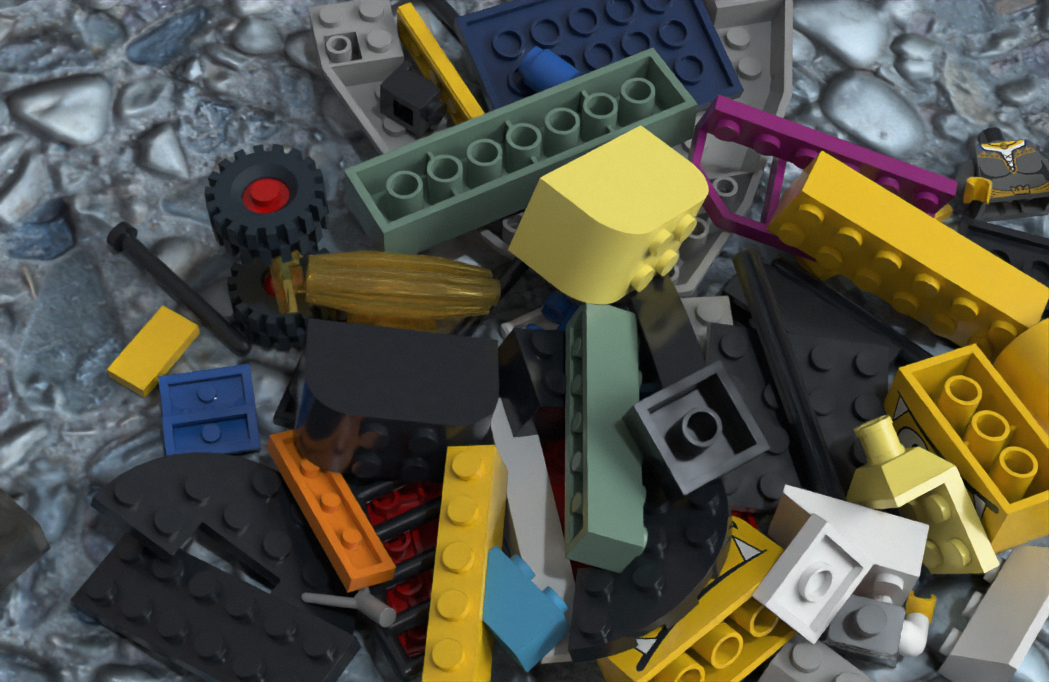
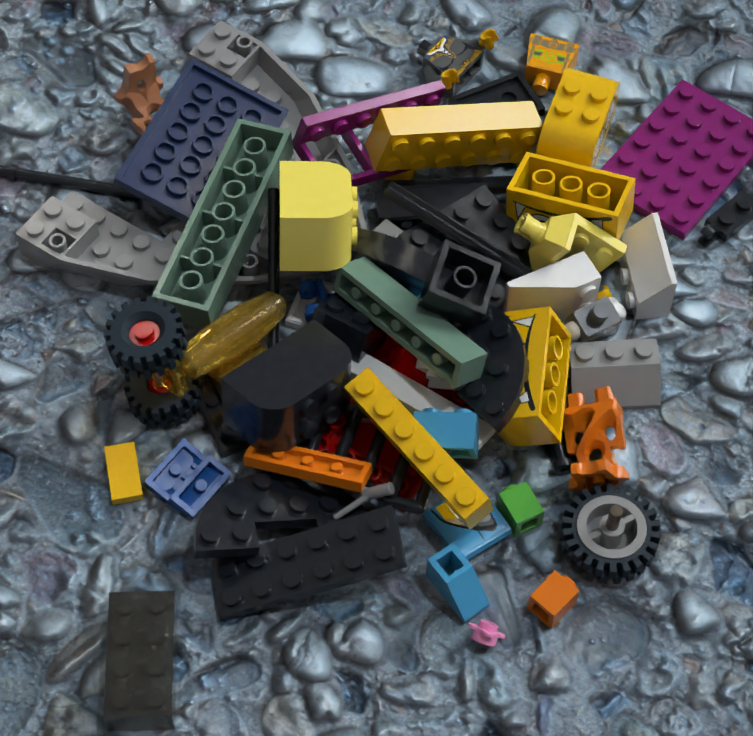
camera: 40 degrees left, 0 degrees up
(123, 238) = (94, 432): black bar -> none
(411, 100) = (126, 241): black brick -> none
(436, 65) = (127, 216): yellow tile -> none
(545, 70) = (192, 172): blue brick -> none
(813, 578) = (564, 311): white tile -> none

